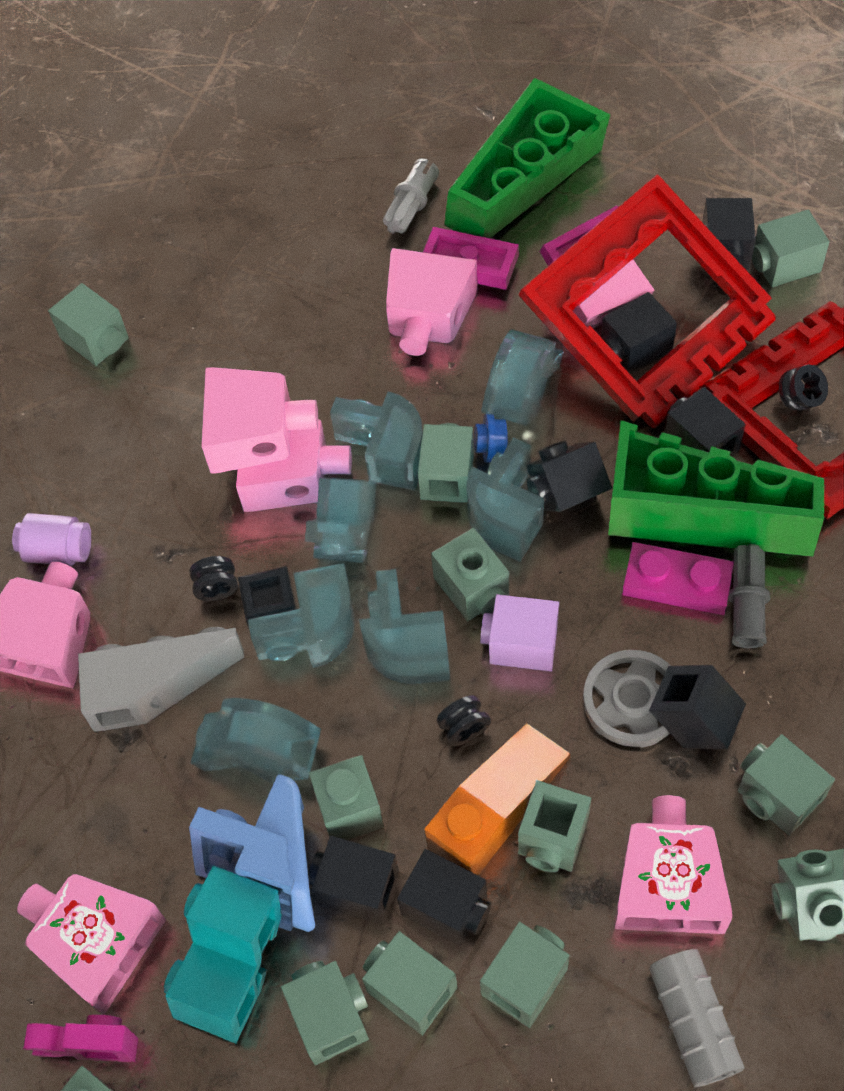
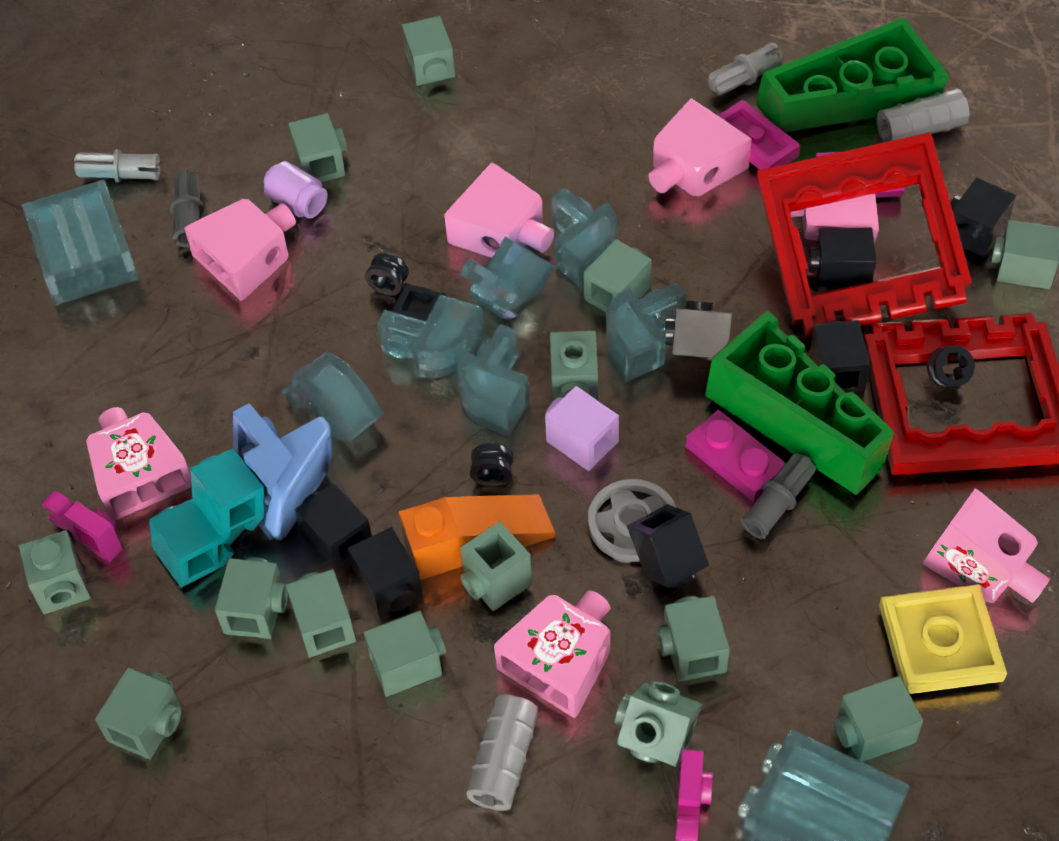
camera: 30 degrees right, 5 degrees down
(45, 481) = (319, 147): none -> sand green brick
(145, 679) = (292, 317): light grey slope -> none
(250, 418) = (483, 168): bright pink torso -> none
(347, 799) = (366, 469): sand green brick -> none
(490, 437) = (666, 274): blue plate -> none
(520, 376) = (720, 241): clear light blue brick -> none
(604, 166) = (924, 115): none -> light grey axle

